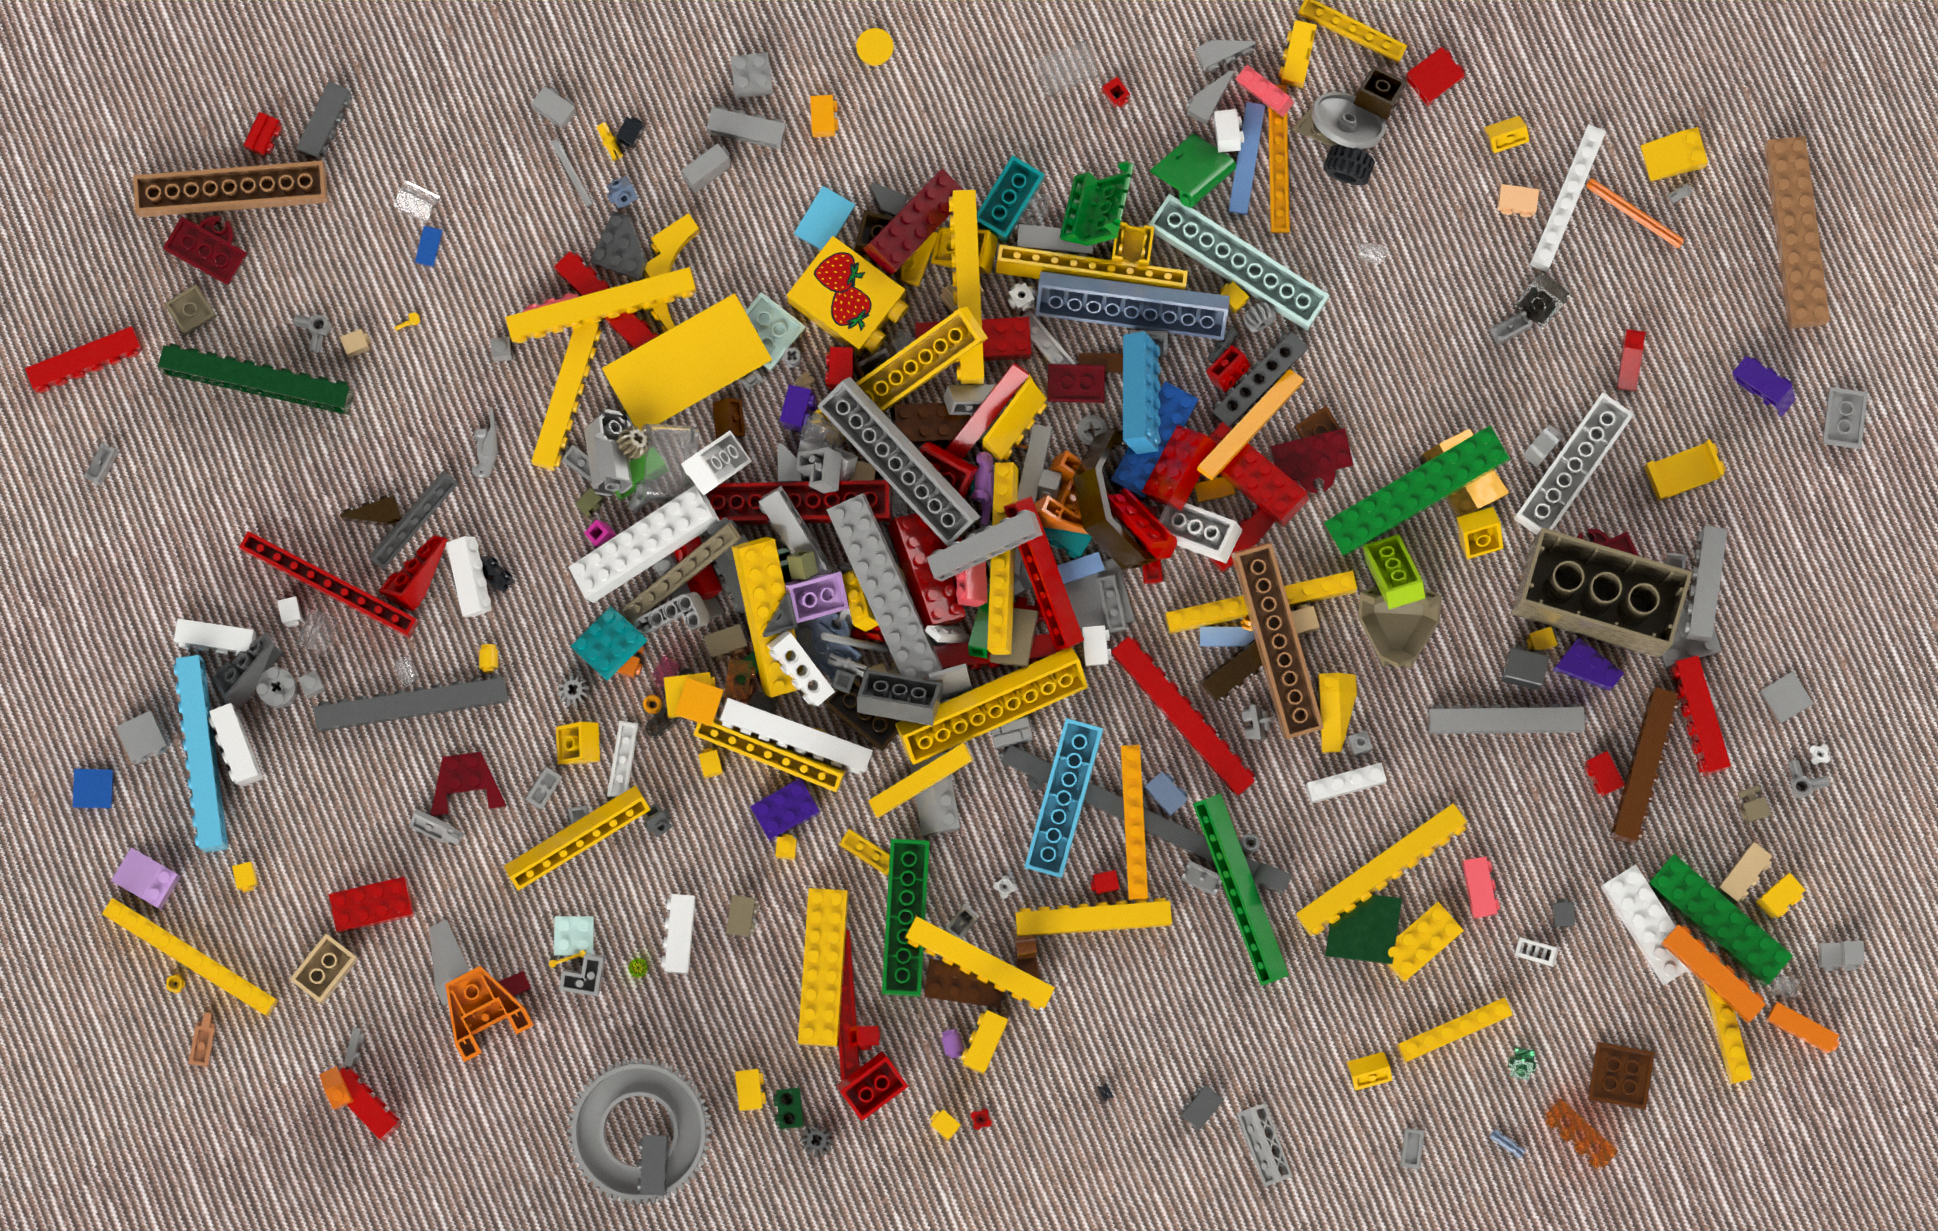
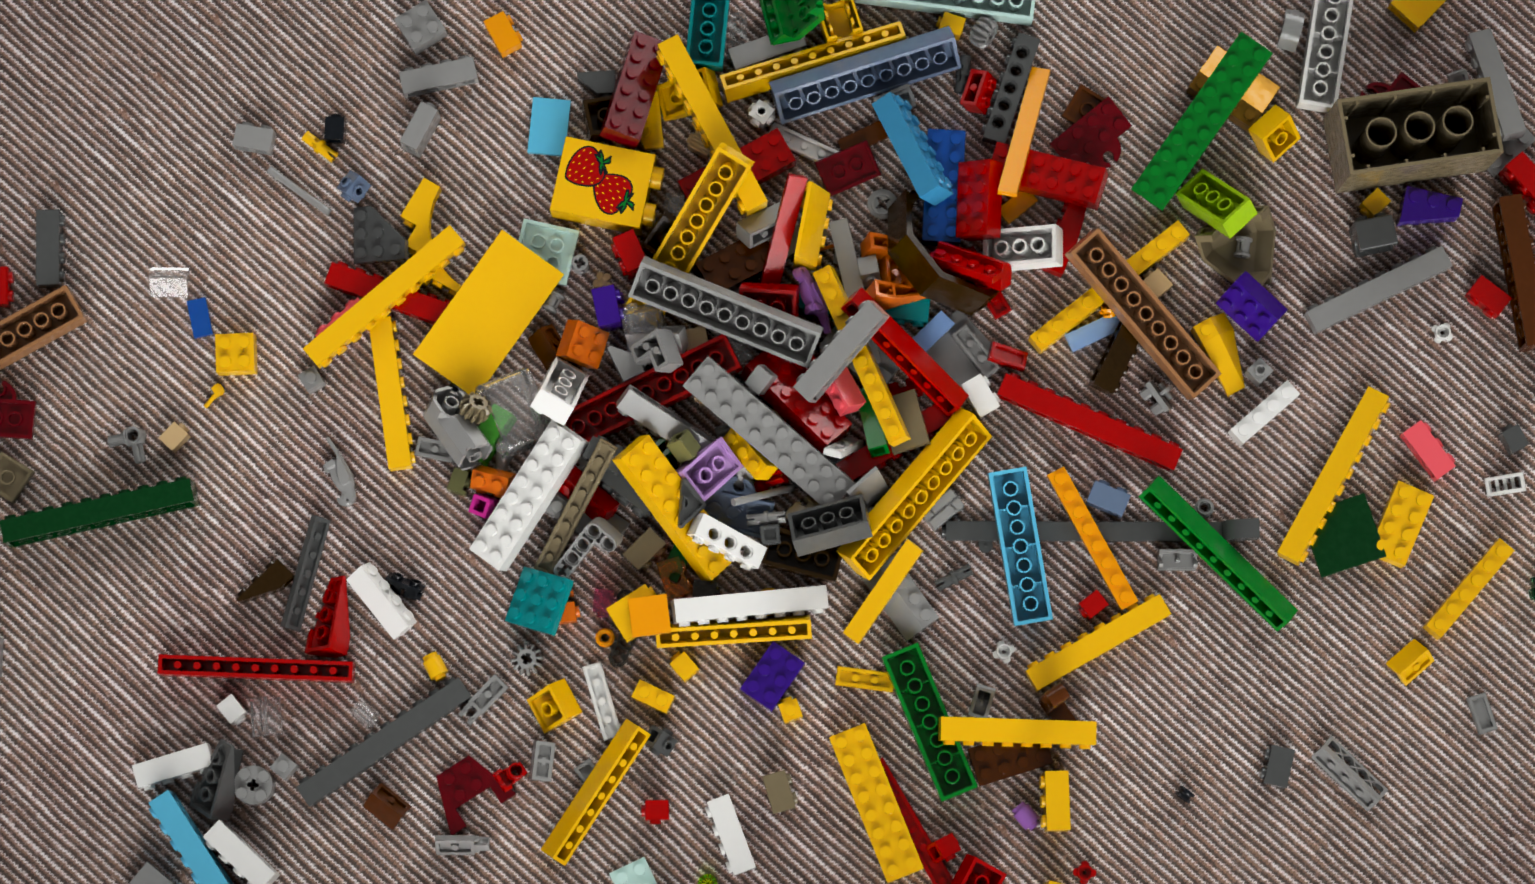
camera: 25 degrees left, 0 degrees up
(386, 762) = (386, 806): none -> reddish brown panel
(445, 294) = (236, 354): none -> yellow brick
(503, 788) = (506, 778): none -> red plate
(519, 707) = (485, 698): none -> light grey hinge
(617, 514) = (491, 480): none -> orange brick
(623, 880) = (655, 811): none -> red brick
(669, 777) = (653, 697): none -> yellow brick
(758, 430) = (582, 344): none -> orange brick
(900, 537) = (760, 380): none -> light grey brick
(991, 798) = (953, 577): none -> dark grey pin
(1138, 621) = (1007, 356): none -> red tile
(1381, 680) = (1251, 306): none -> dark purple brick
(1401, 623) = (1243, 247): none -> light grey bush
(1551, 787) = (1447, 332): none -> white plate

